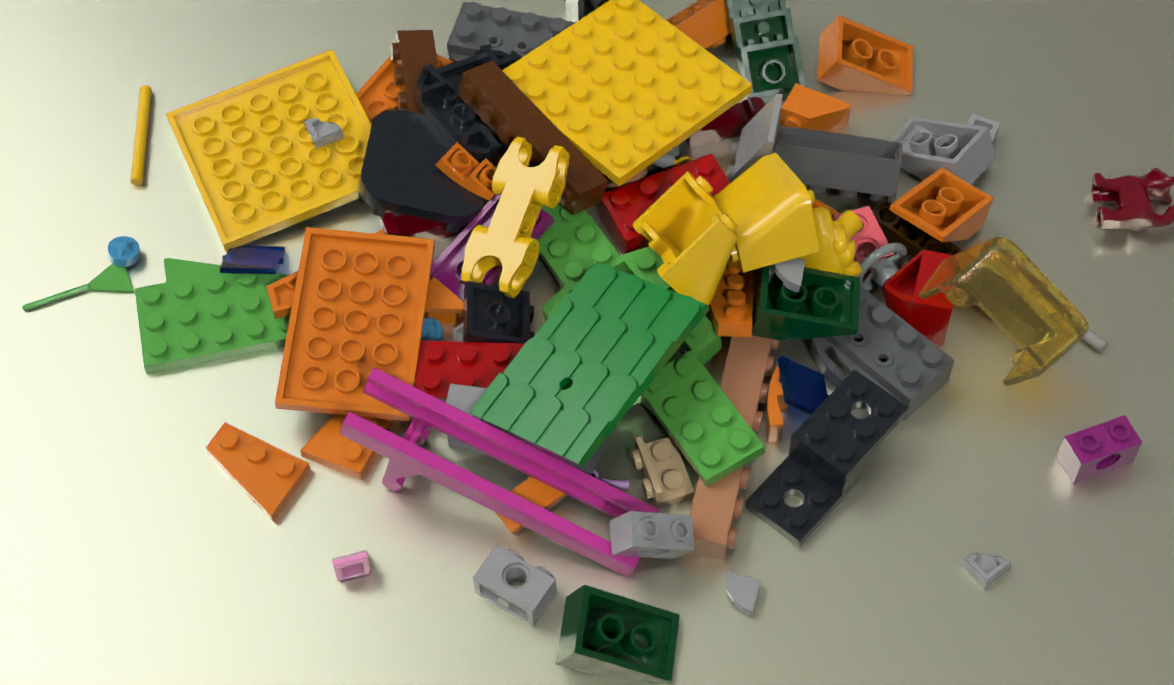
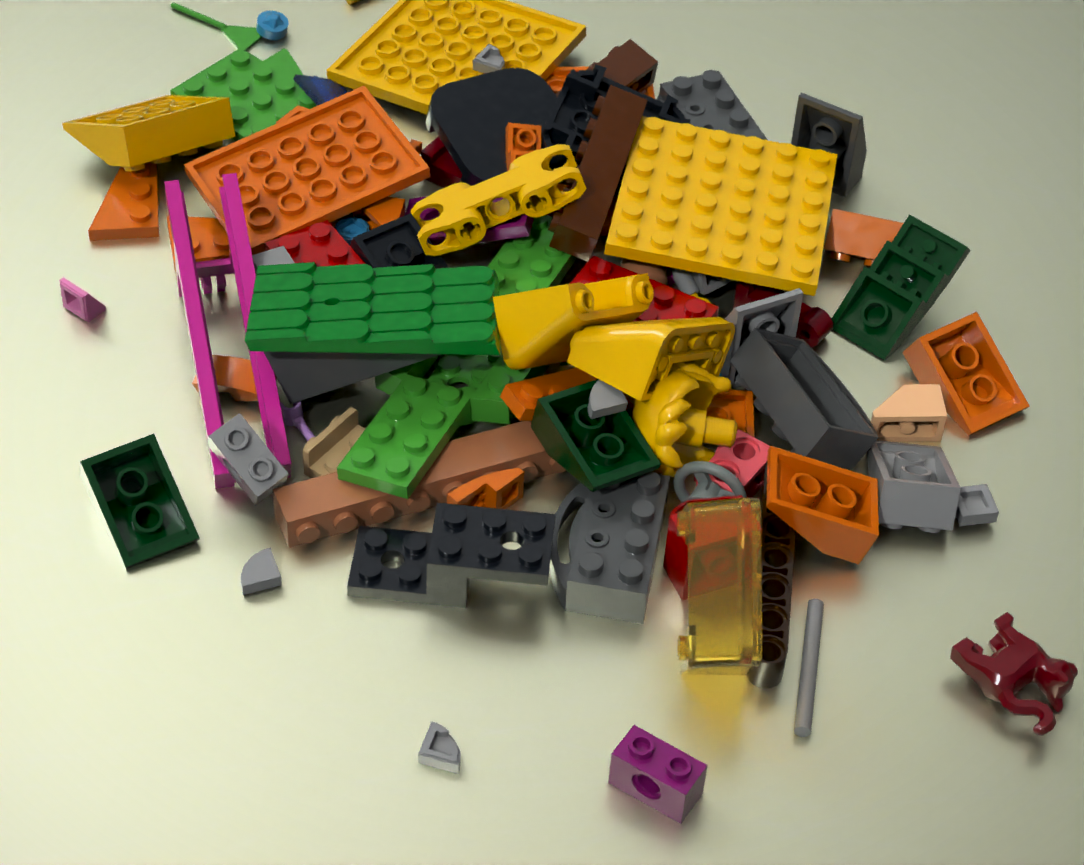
camera: 50 degrees right, 10 degrees down
(194, 403) = (155, 129): none -> yellow slope
(525, 601) = (139, 406): light grey brick -> none
(801, 386) = (516, 491): clear blue piece -> none
(814, 110) = (857, 364): orange slope -> none
(879, 109) = (911, 415): none -> light nougat slope

